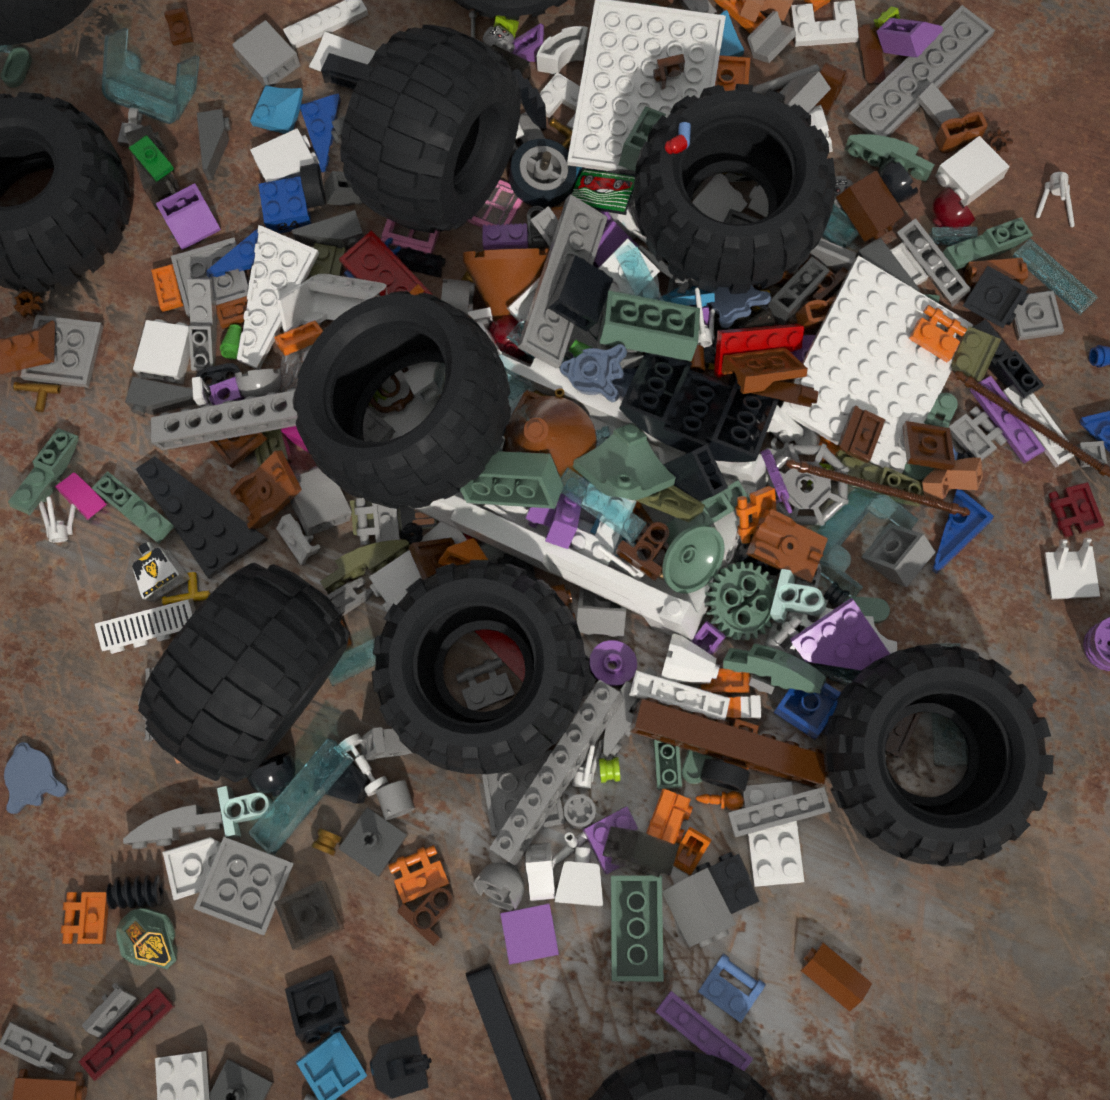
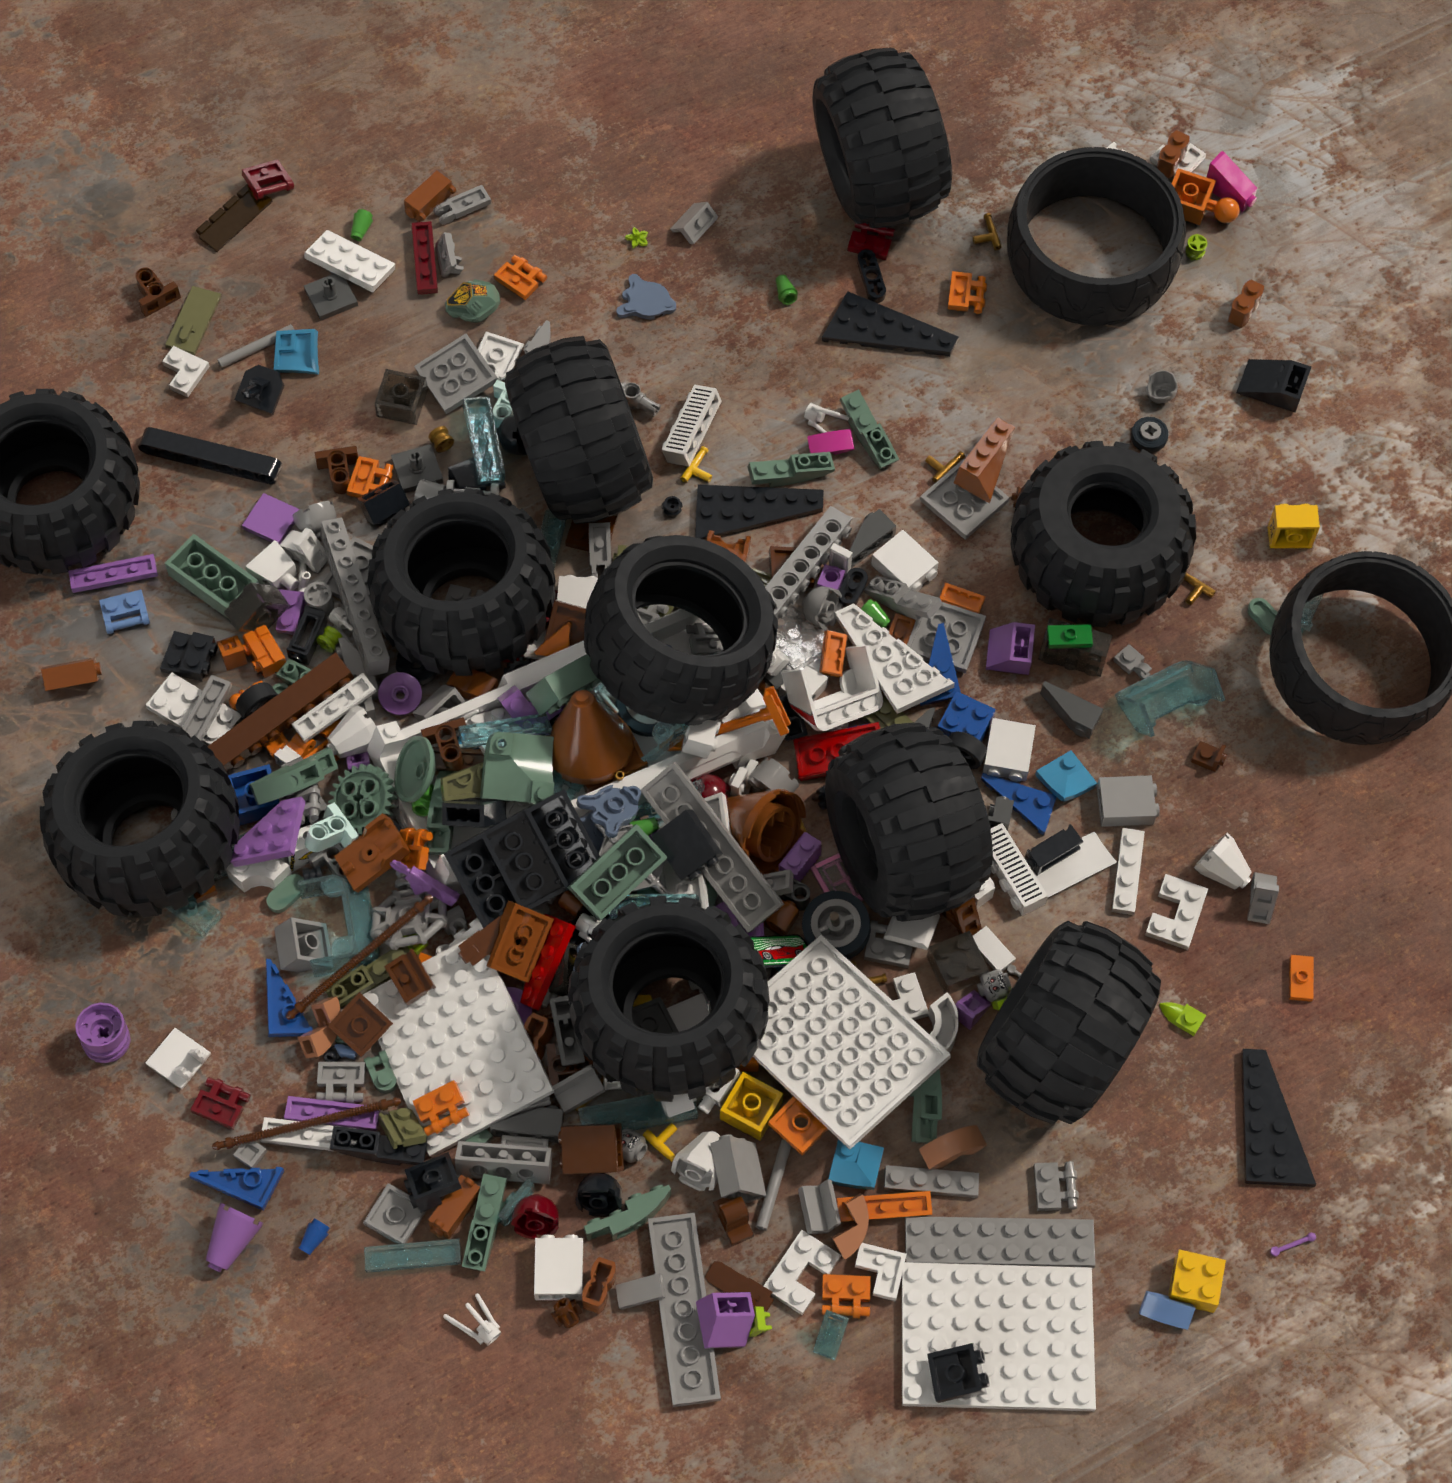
camera: 120 degrees right, 10 degrees down
(135, 893) = (509, 311): black piece -> none
(157, 572) = (726, 454): white torso -> none
(317, 1007) = (340, 367): black plate -> none
(435, 836) = (383, 502): none -> black brick
(532, 101) = (900, 944): black slope -> none
(638, 137) = (789, 997): sand green slope -> none
(648, 785) = (305, 654): none -> black window
(670, 67) = (833, 1057): reddish brown bracket -> none
(681, 141) = (715, 941): red arm -> none
(699, 909) = (188, 620): light grey brick -> none

